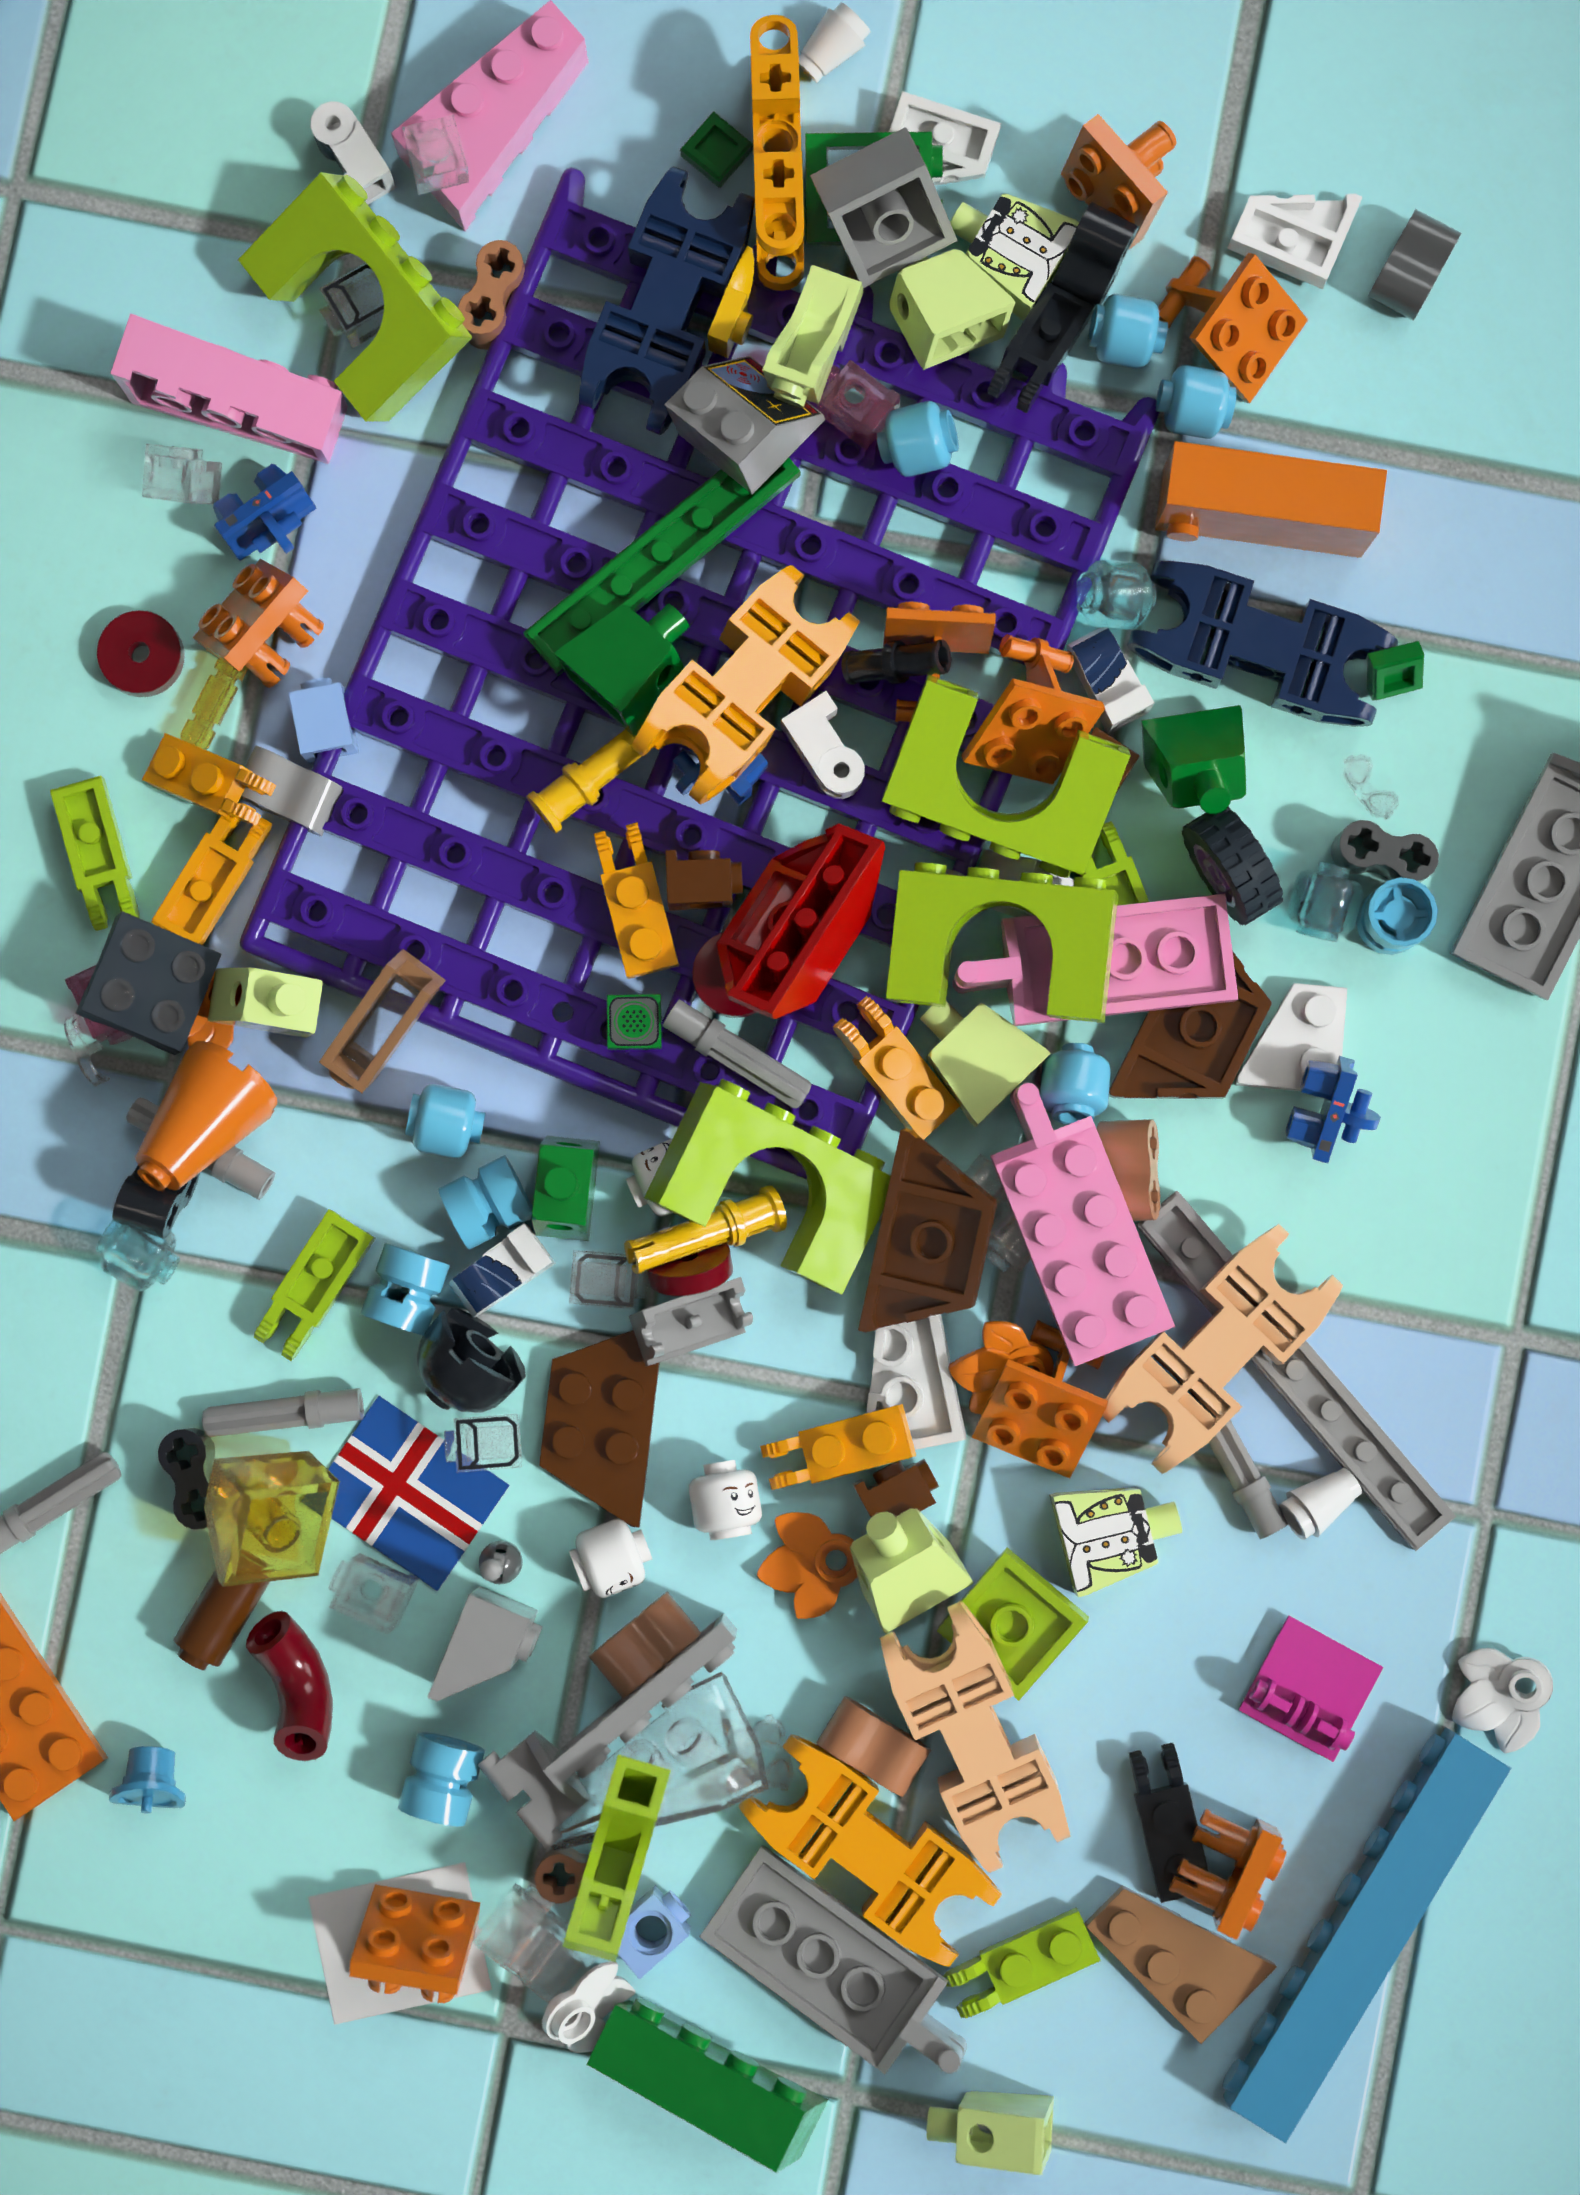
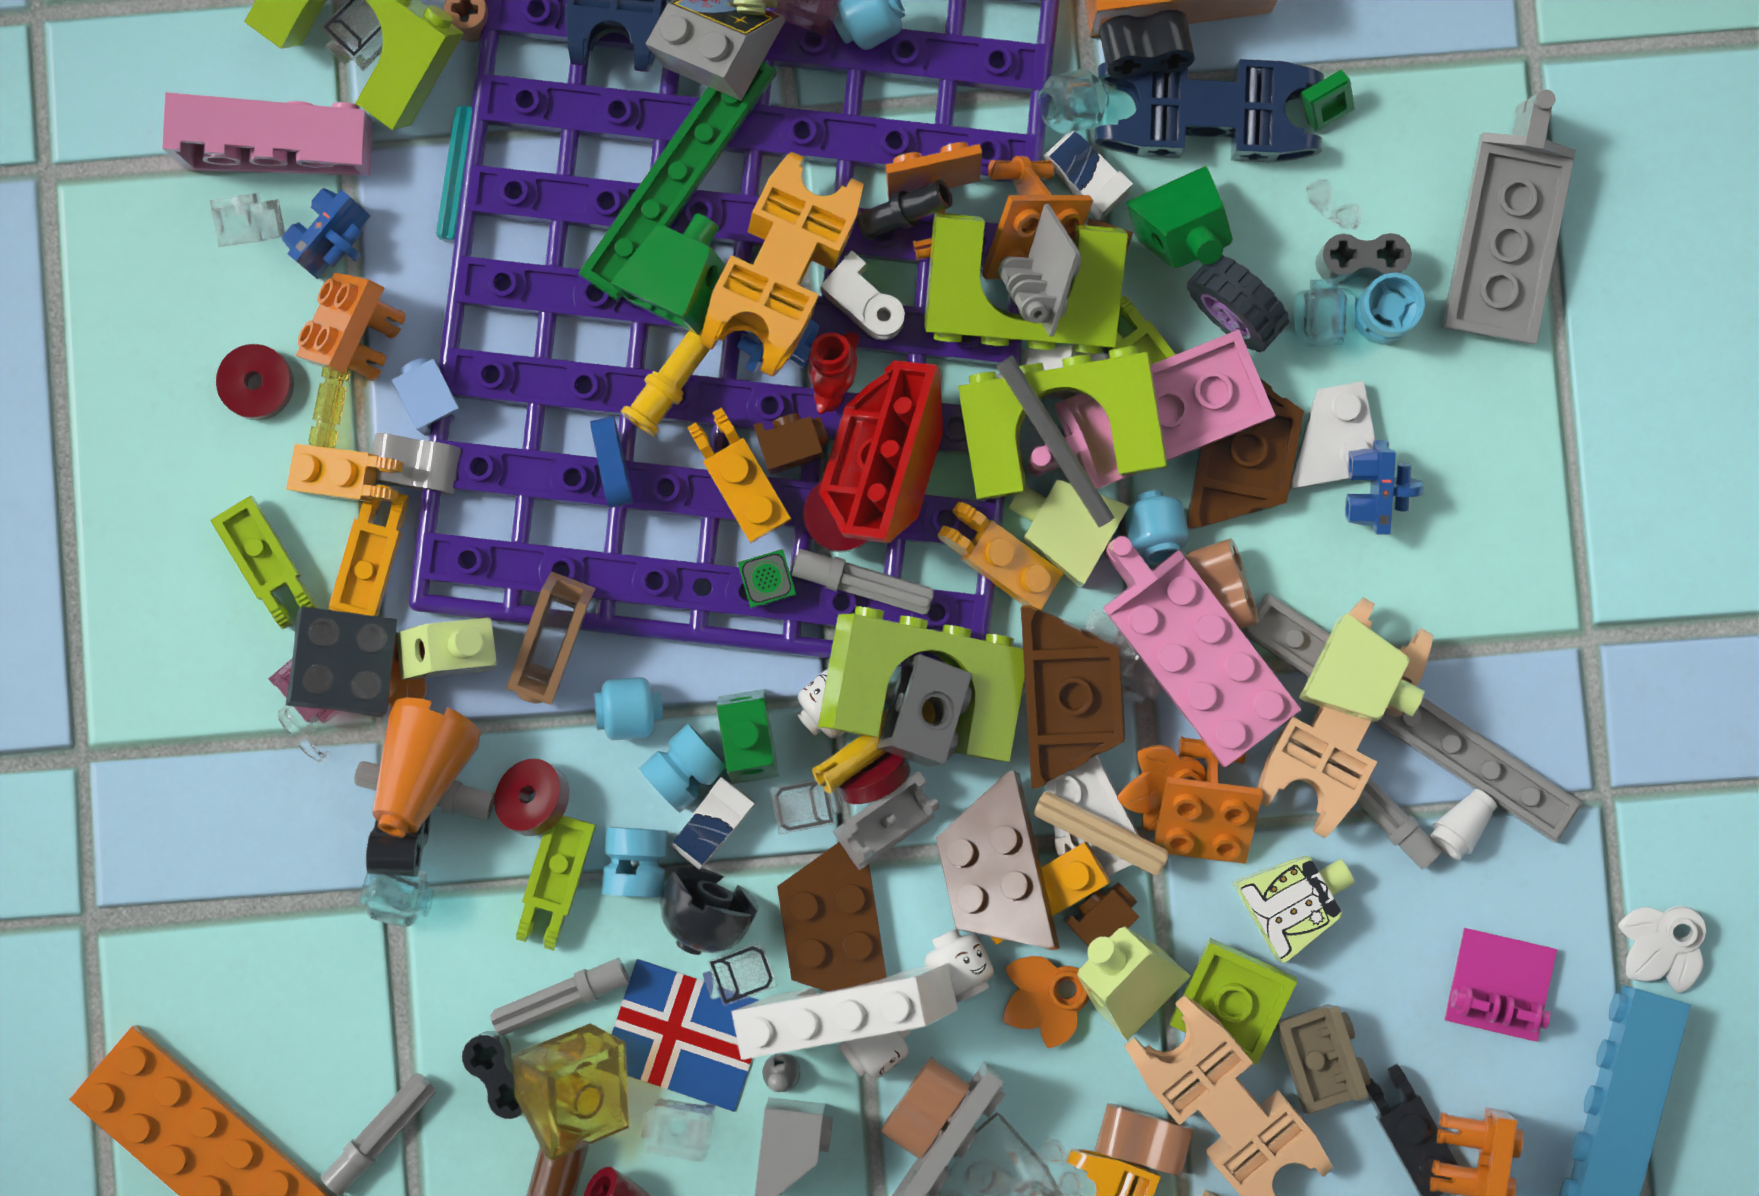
camera: 15 degrees left, 0 degrees up
(327, 1202) = (547, 805): none -> dark red piece
(419, 488) = (454, 174): none -> teal axle
(501, 848) = (611, 462): none -> blue beam
(585, 1516) = (866, 1010): none -> white arch
(738, 1227) = (905, 729): none -> dark grey brick
(769, 813) = (832, 368): none -> red animal
(795, 1407) = (996, 869): none -> wing
(920, 1400) = (1101, 833): none -> tan axle
(988, 960) = (1055, 441): none -> dark grey piece
(1024, 779) = (1043, 279): none -> light grey hinge
(1093, 1713) = (1323, 1058): none -> dark tan bracket
(1212, 554) = (1146, 44): none -> black axle
(1249, 1306) = (1360, 674): none -> yellowish green torso

